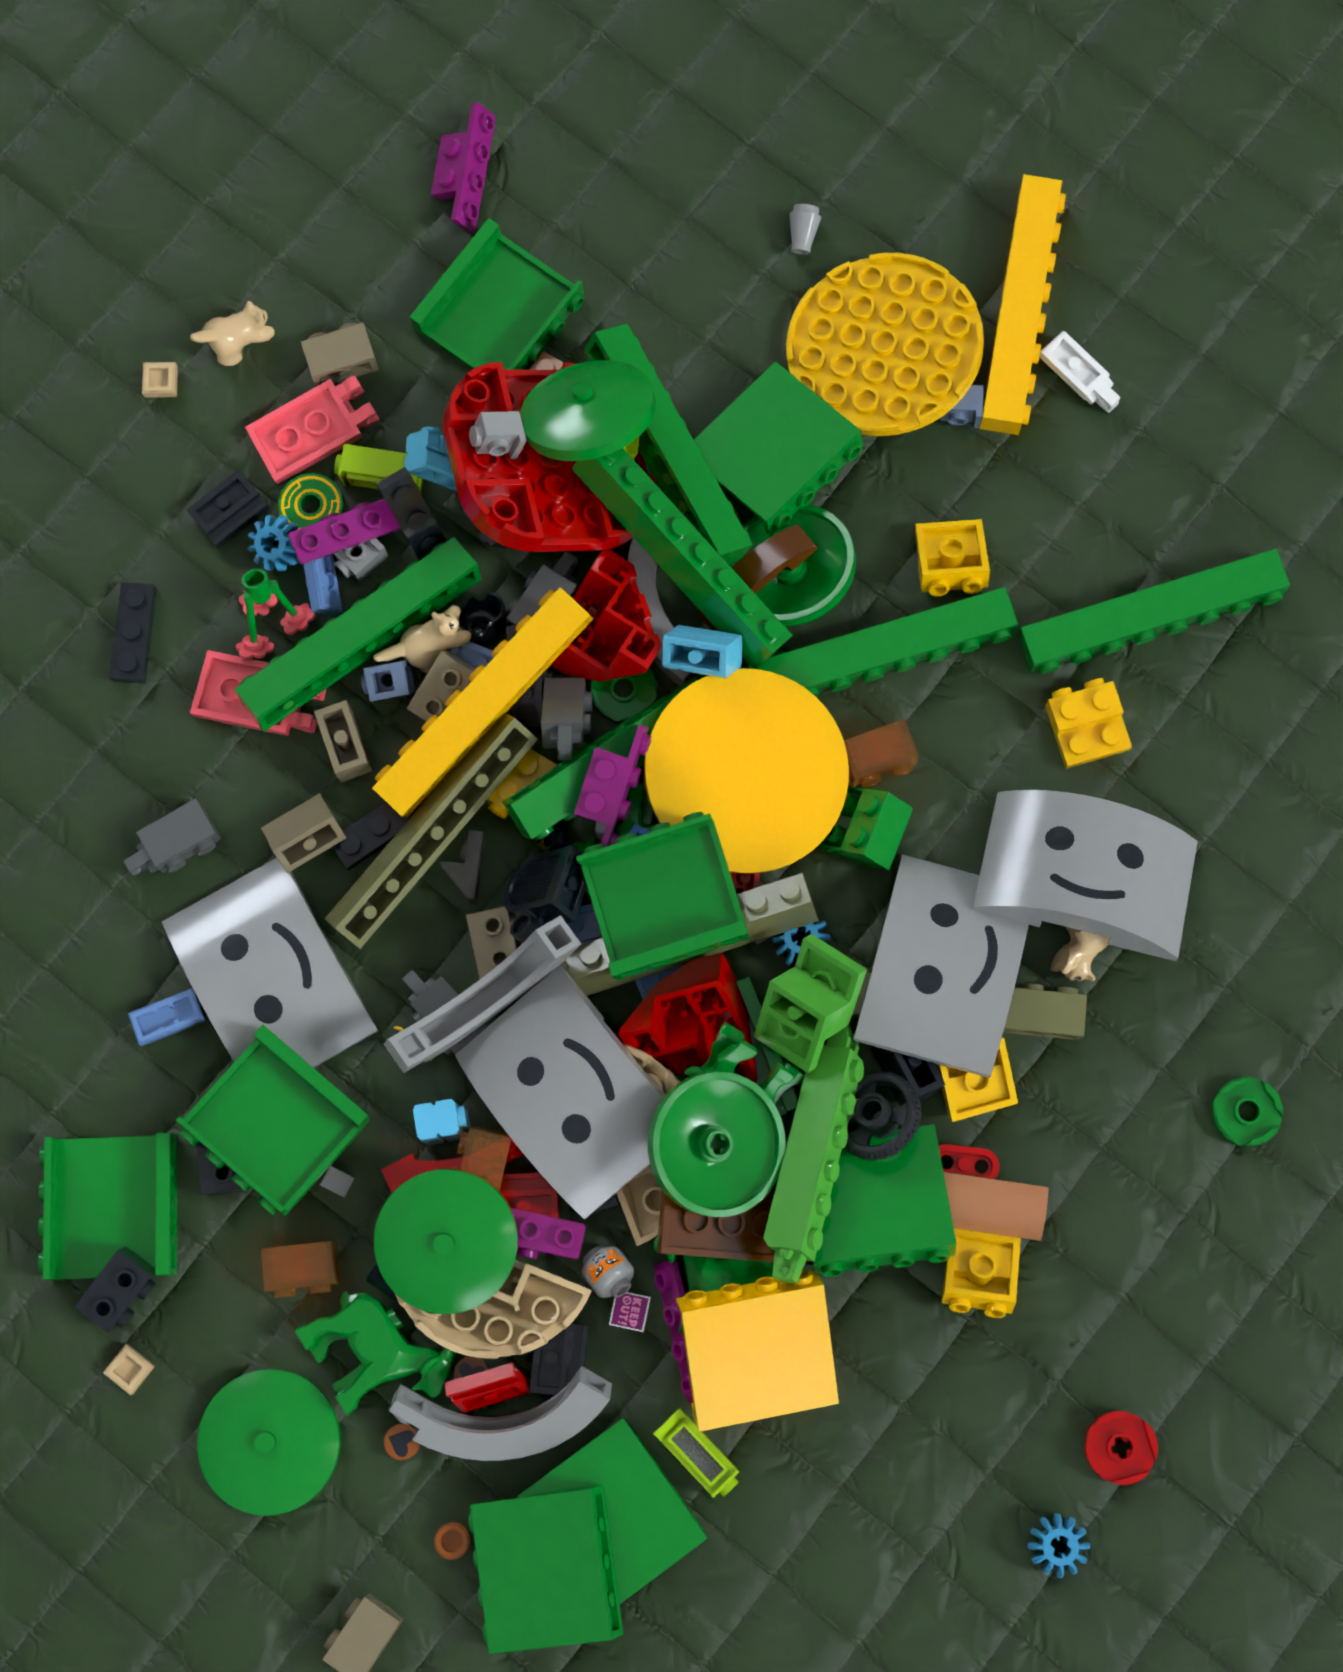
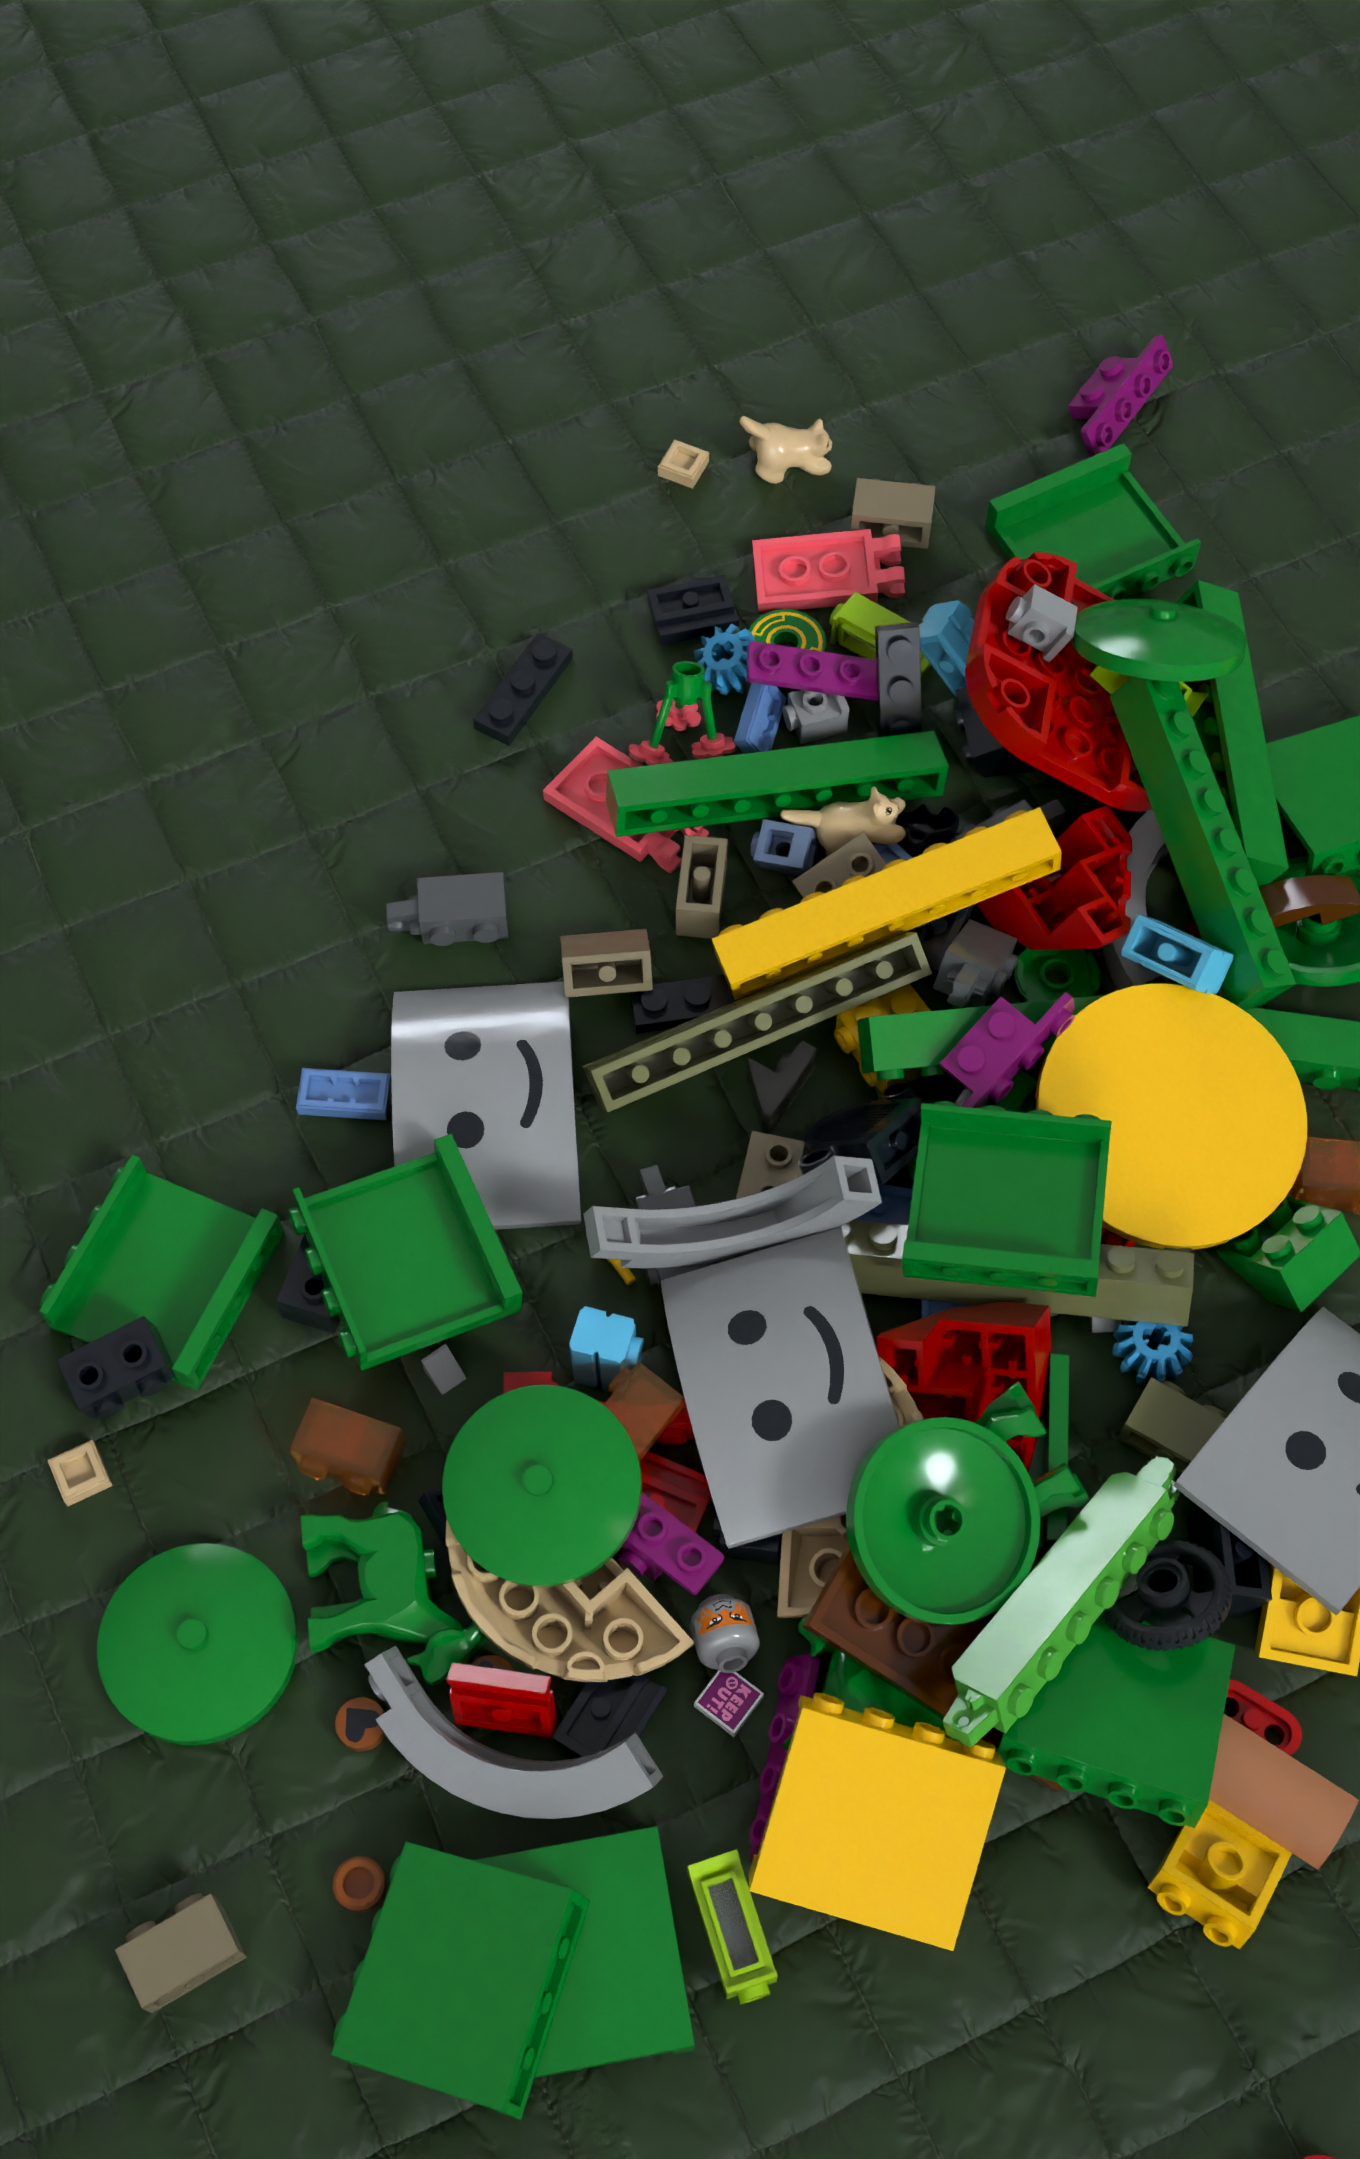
camera: 20 degrees right, 15 degrees down
(809, 1003) = (1138, 1409): bright green bracket -> none

